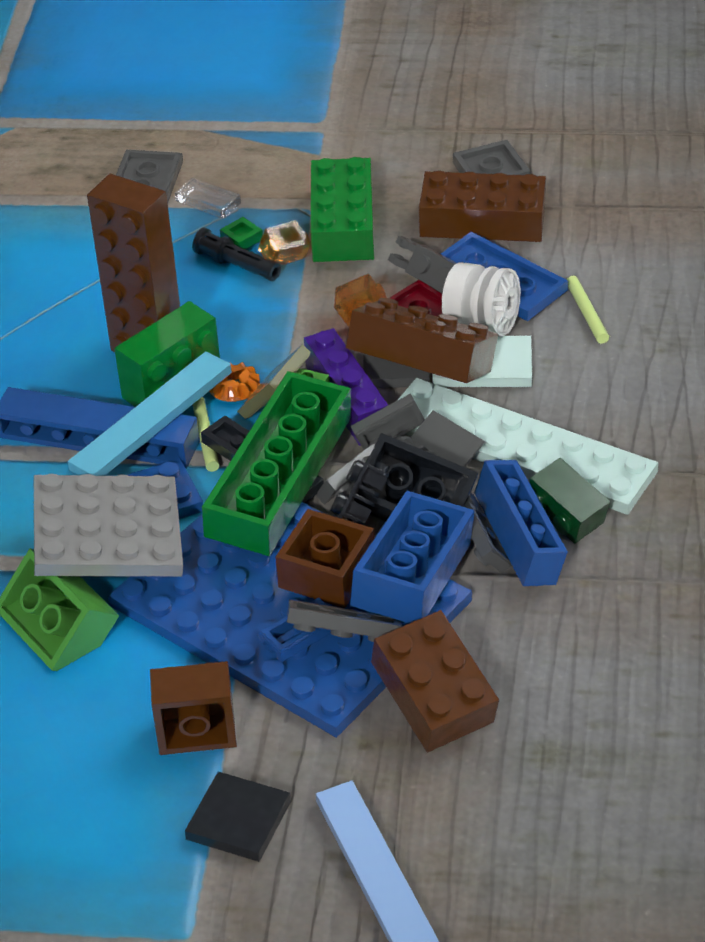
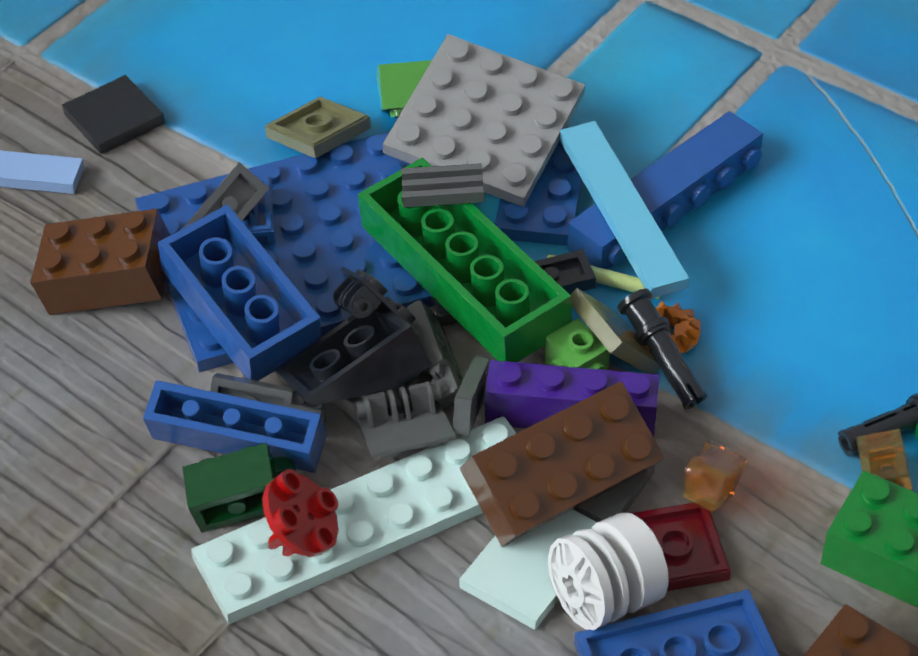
camera: 120 degrees right, 5 degrees up
(133, 255) = (803, 203): reddish brown brick -> none
(162, 644) = (317, 127): none -> olive tile
(164, 350) = (719, 262): green brick -> none
(193, 708) = (223, 103): reddish brown brick -> none
(237, 470) = (447, 184): none -> dark grey tile
(259, 363) = (653, 332): none -> black pin
(322, 557) = (304, 235): reddish brown brick -> none
(424, 264) = (740, 577): dark grey hinge -> none
(575, 428) = (300, 515): none -> red plate

